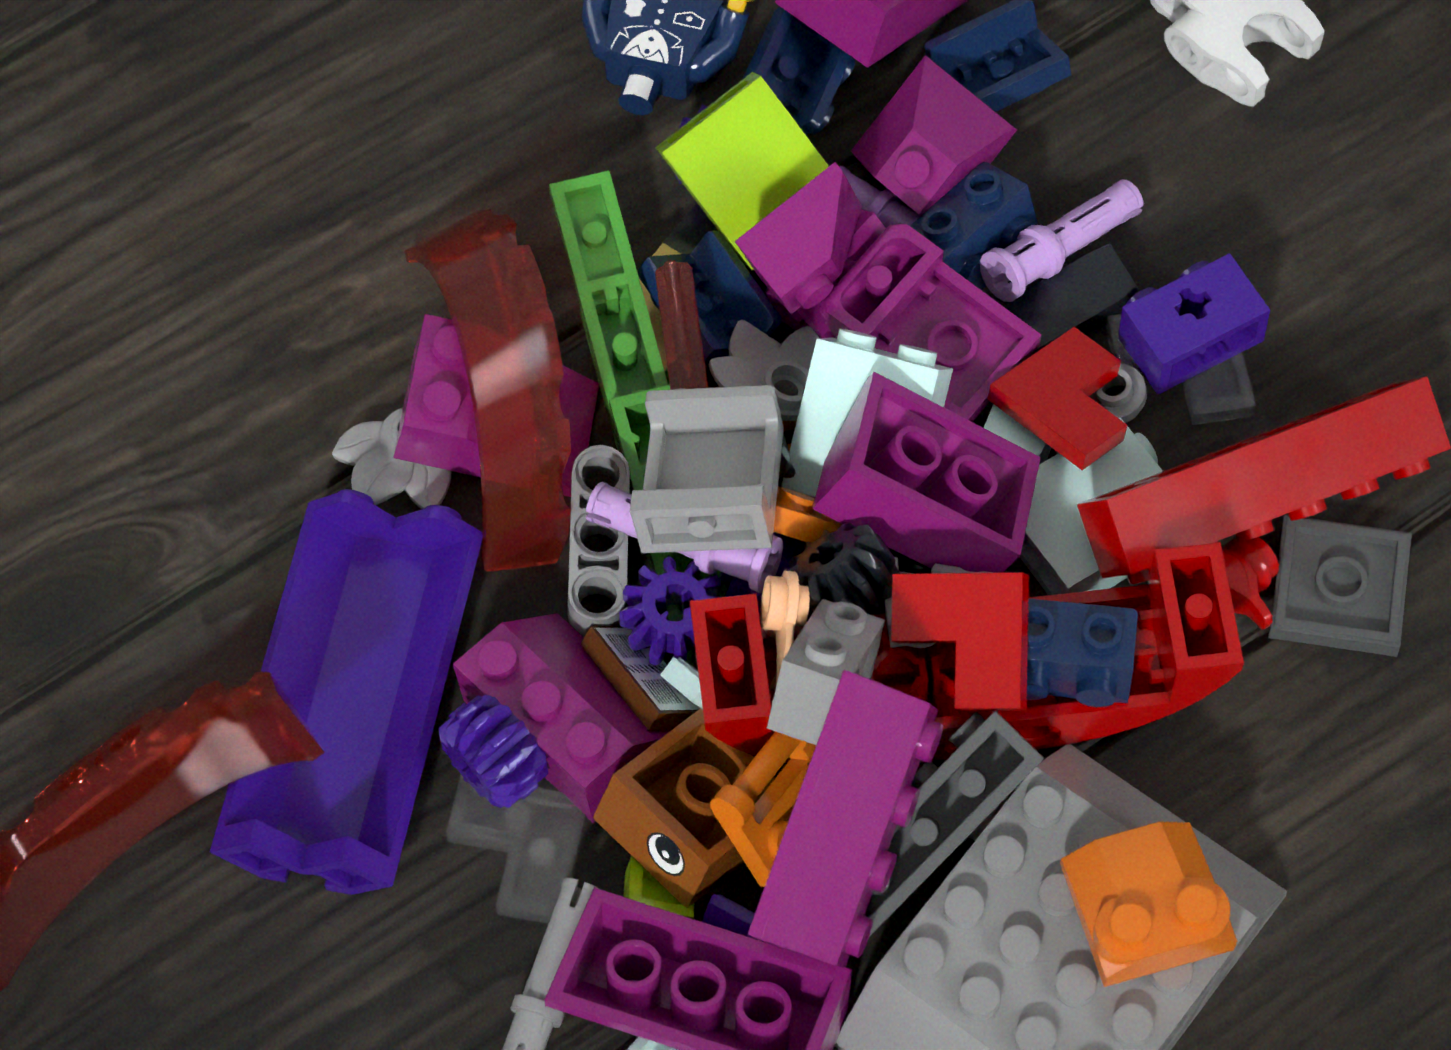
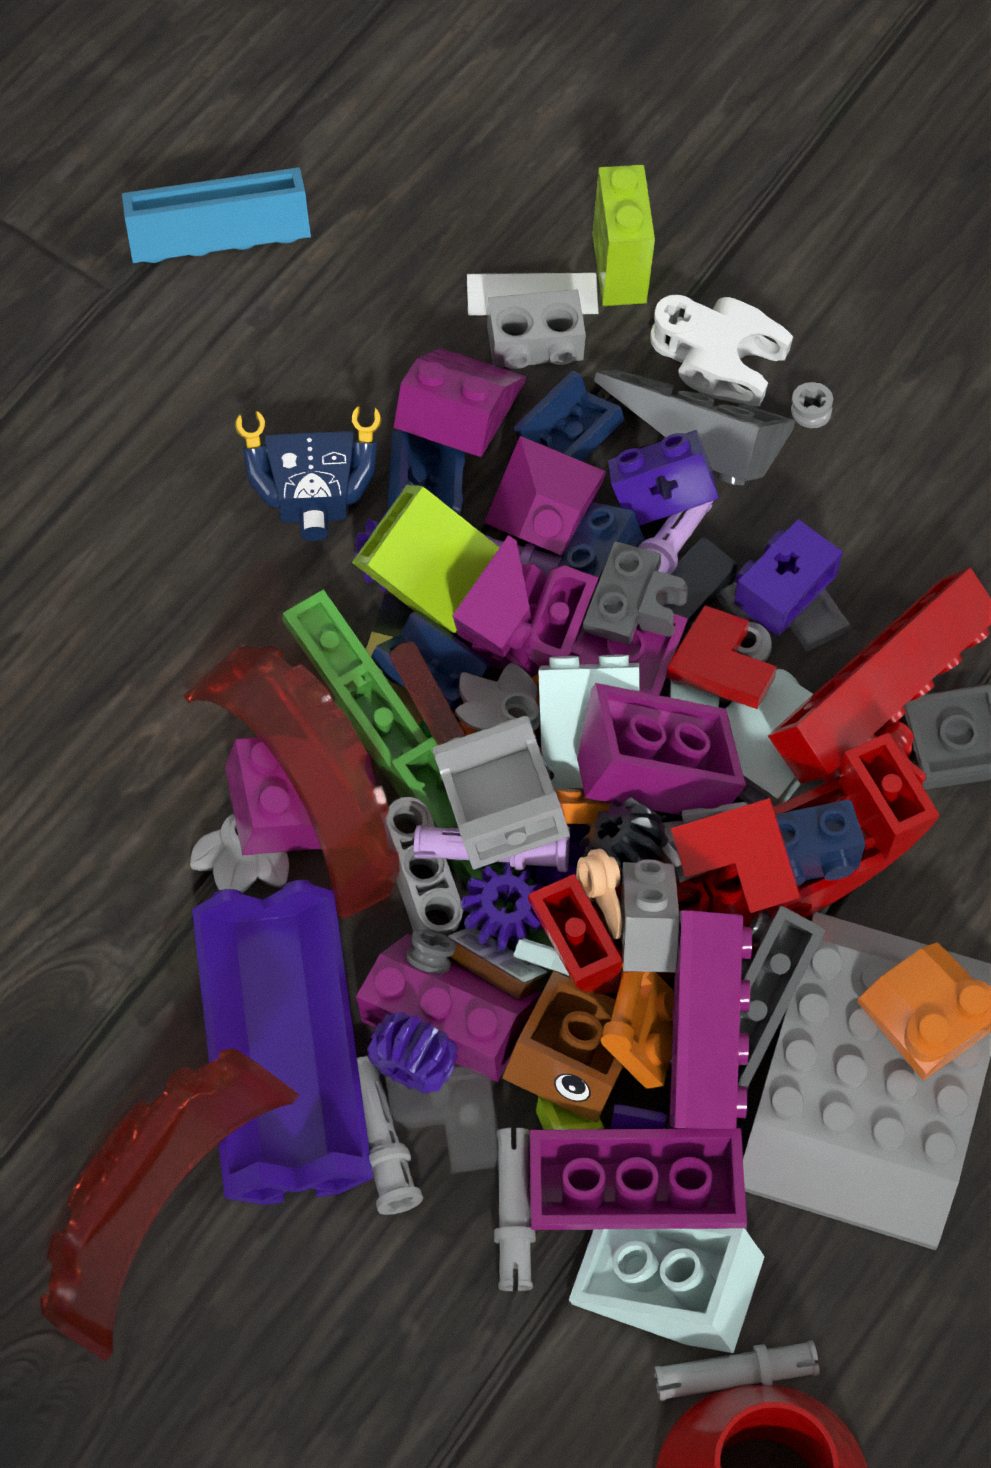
camera: 25 degrees left, 0 degrees up
(422, 865) = (387, 1154): none -> light grey pin
(565, 639) = (430, 951): none -> dark grey bush
(979, 284) = (633, 594): none -> dark grey plate
(1084, 156) = (663, 477): none -> dark purple brick
(1177, 128) = (736, 439): none -> dark grey wedge
(1314, 136) = (812, 416): none -> light grey bush

